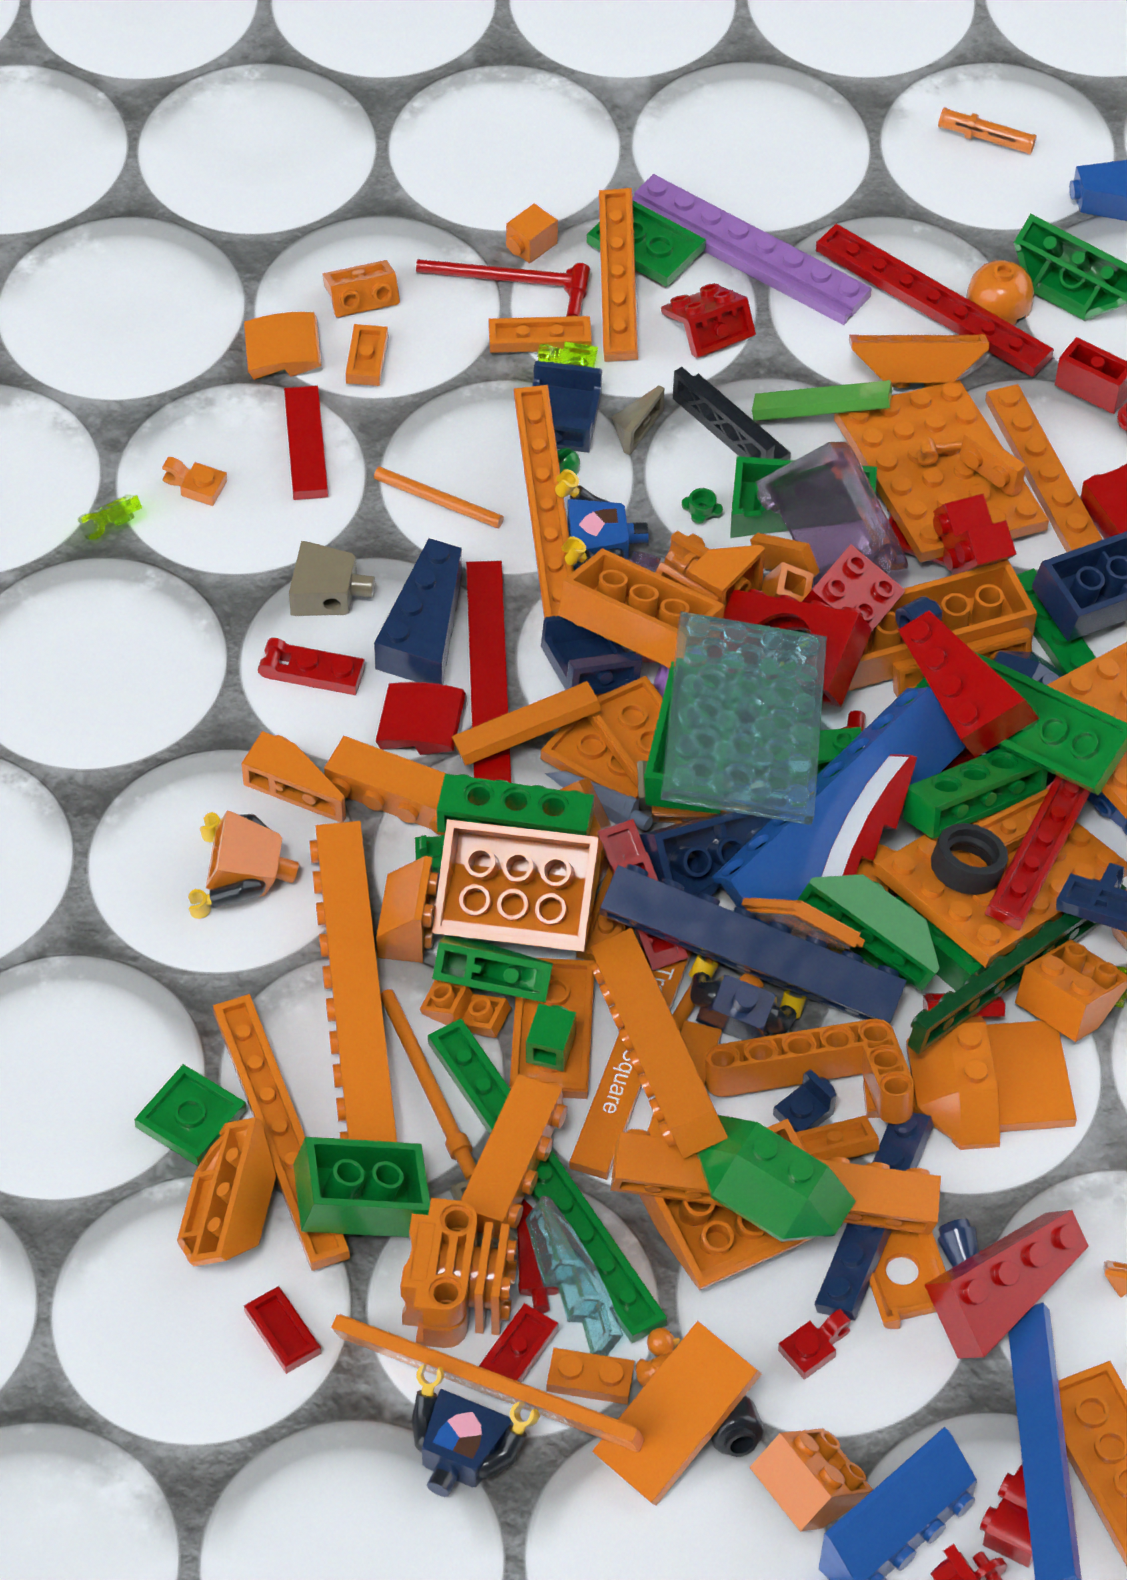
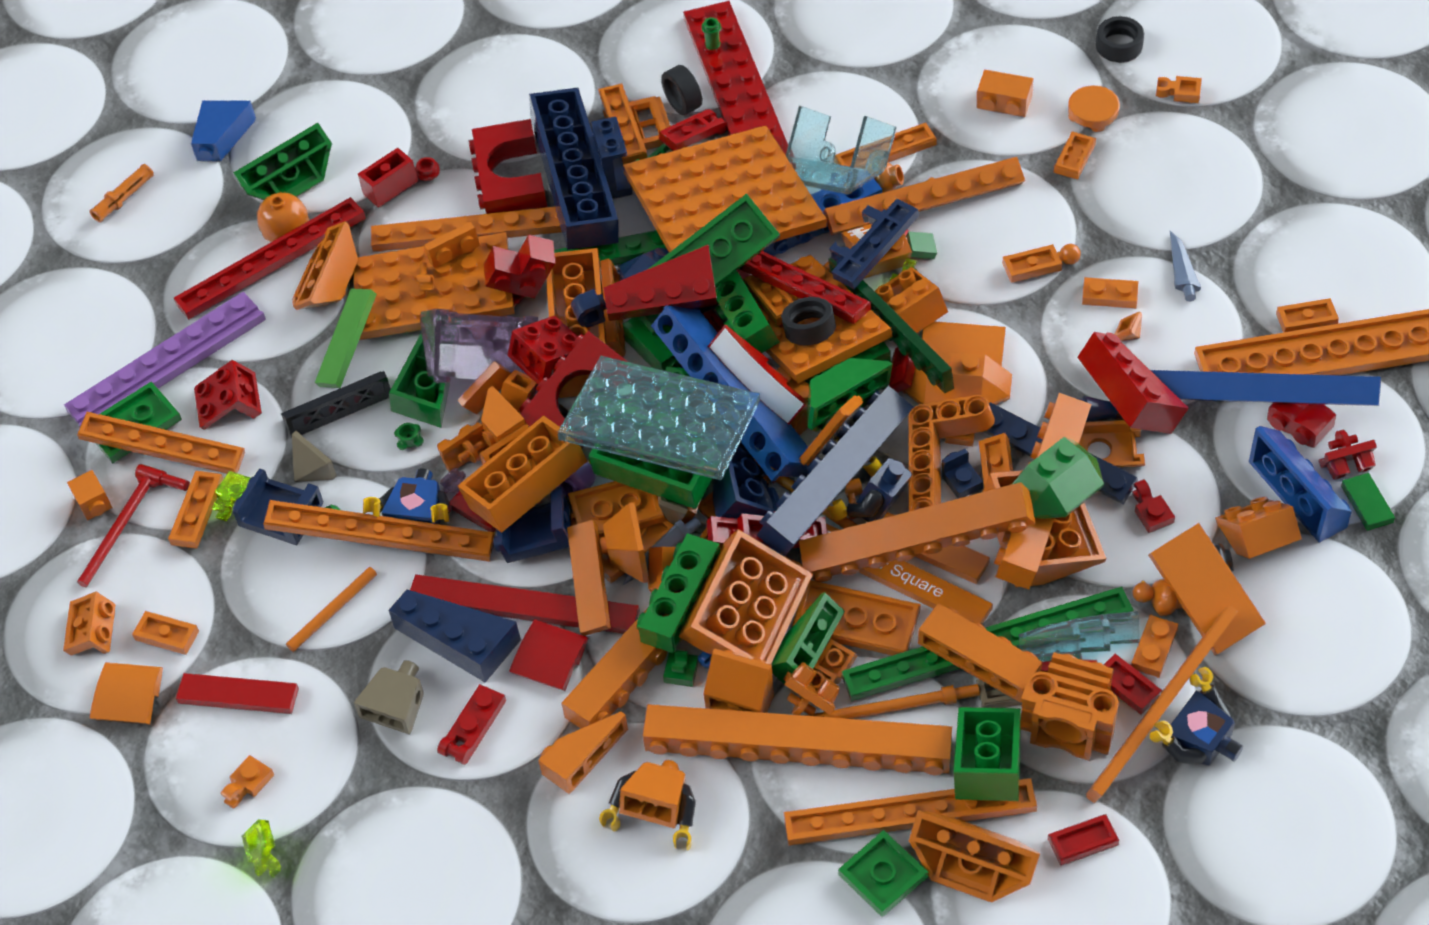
camera: 70 degrees left, 0 degrees up
(413, 982) = (799, 683): none -> orange hips
(551, 1037) = (877, 611): green brick -> none
(576, 749) = (625, 543): none -> orange slope

